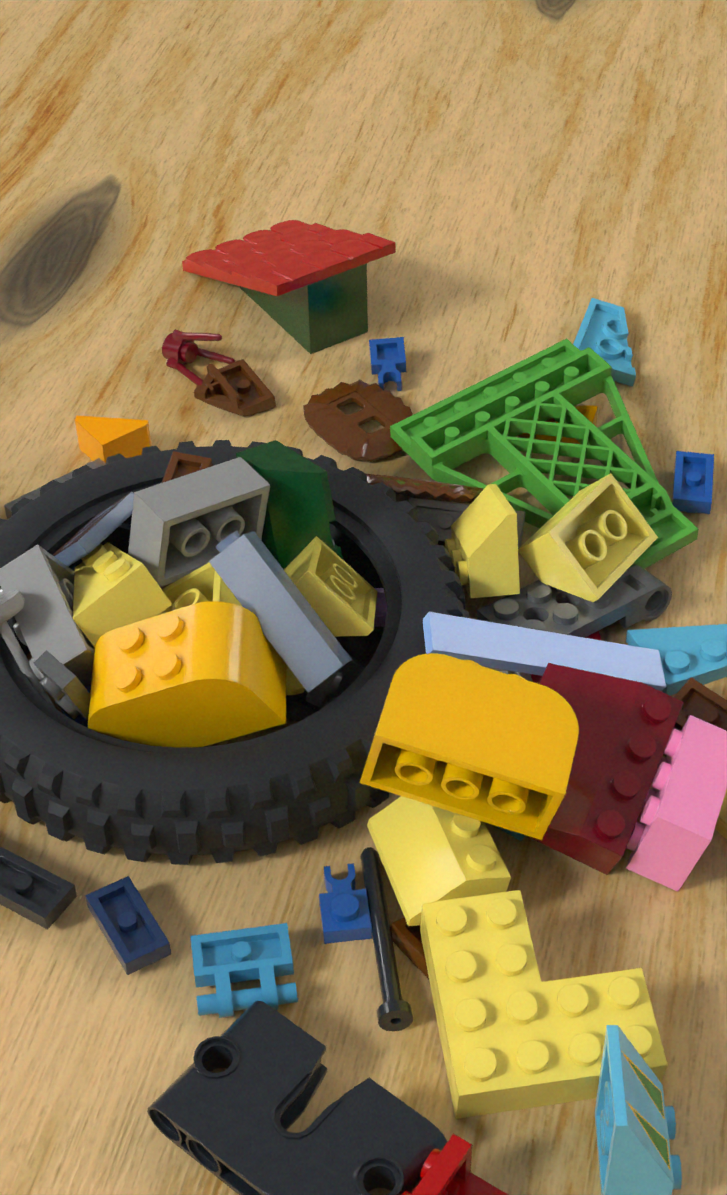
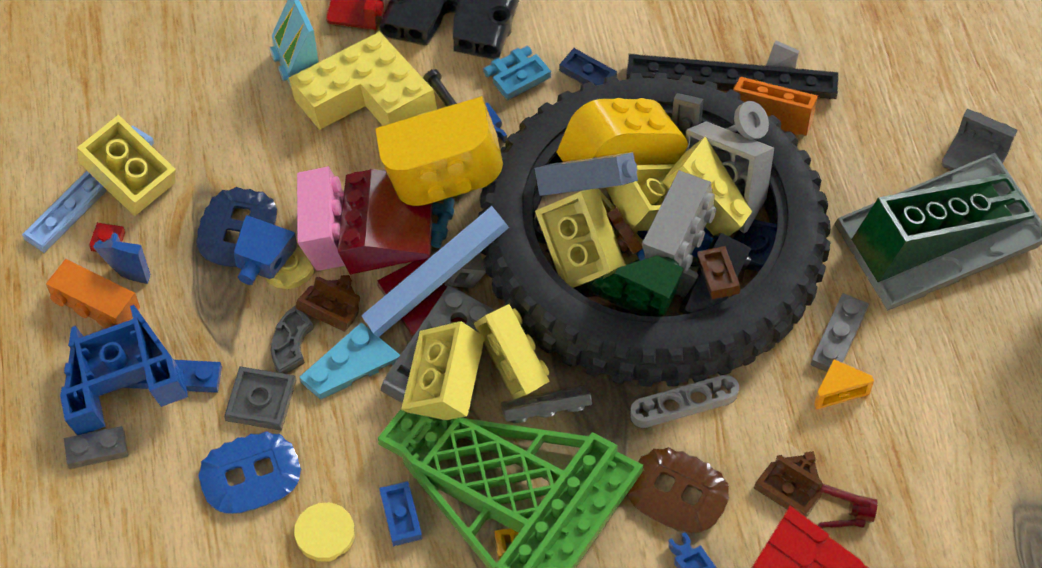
camera: 155 degrees right, 15 degrees up
(95, 531) = (749, 217): sand blue tile -> none
(427, 489) = (586, 380): reddish brown piece -> none

